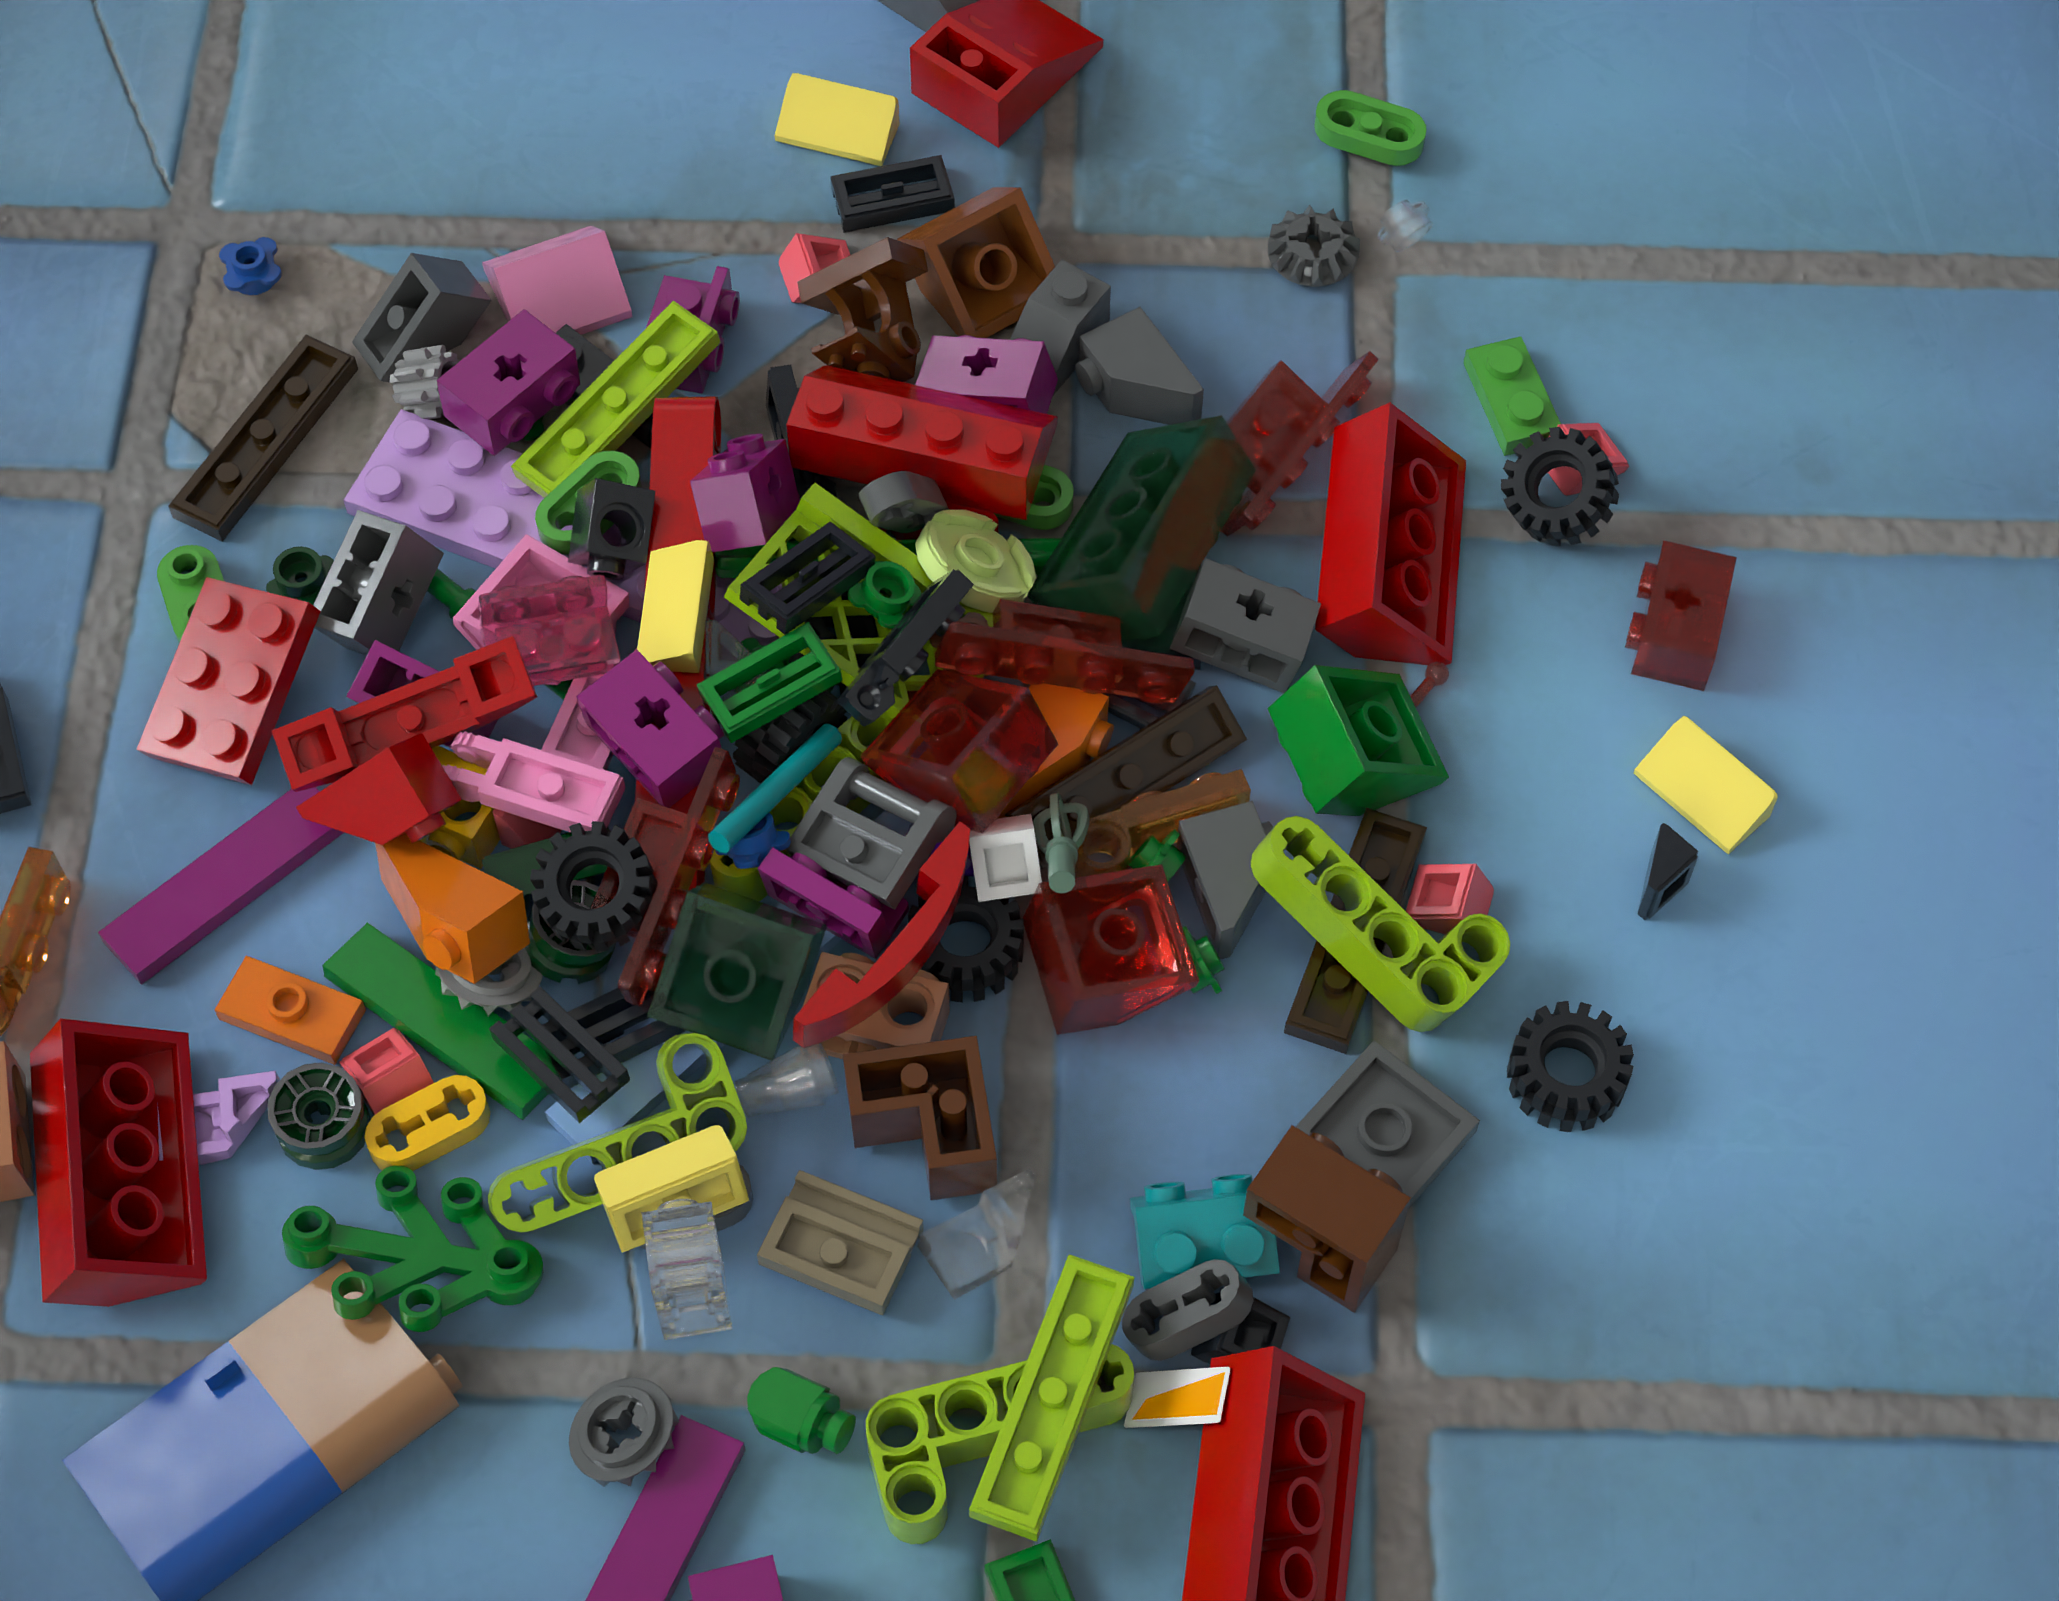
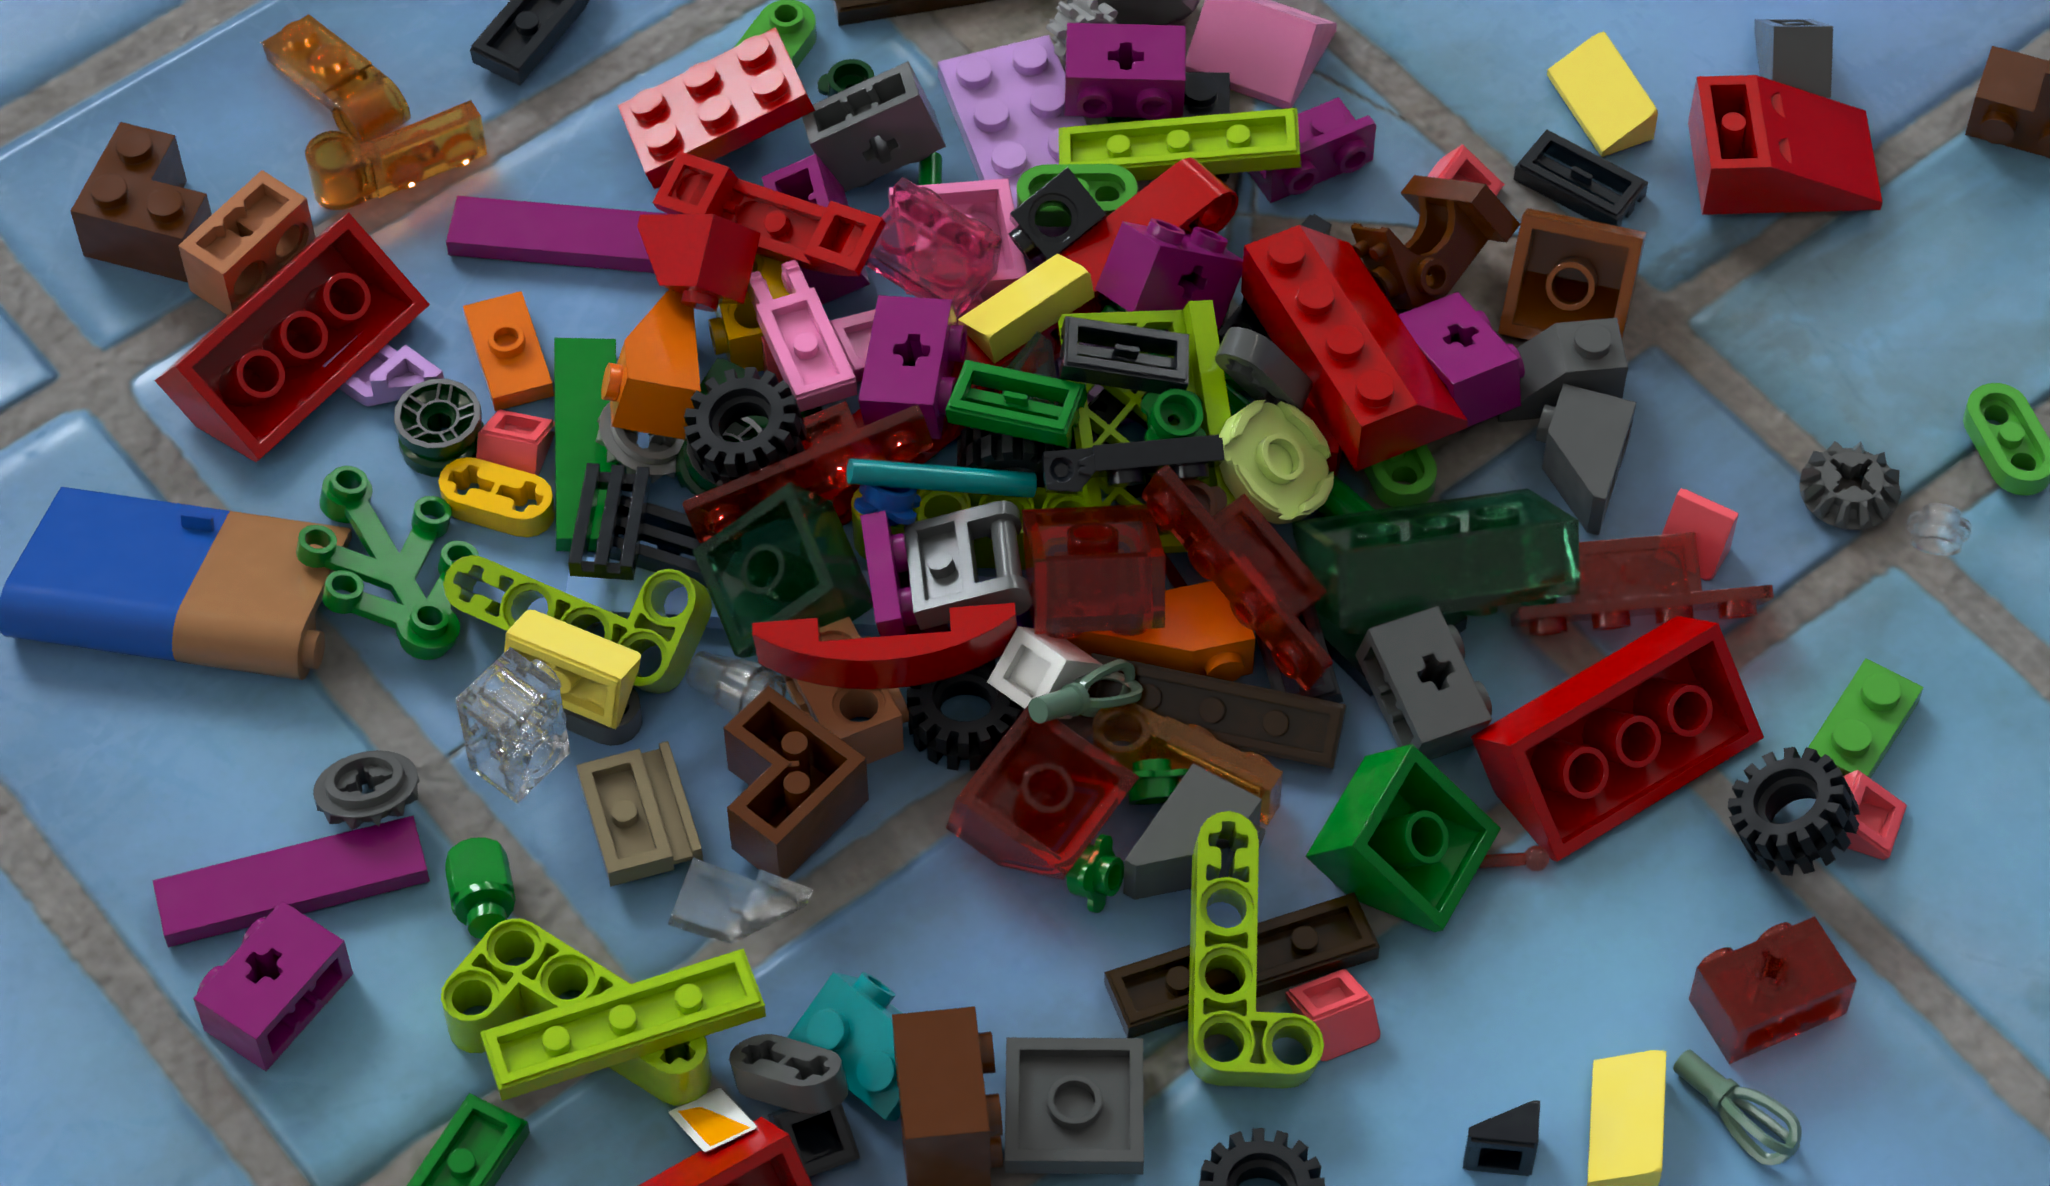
camera: 50 degrees right, 5 degrees down
(1263, 350) = (1710, 522): none -> coral slope
(1742, 710) = (1727, 1096): none -> sand green piece

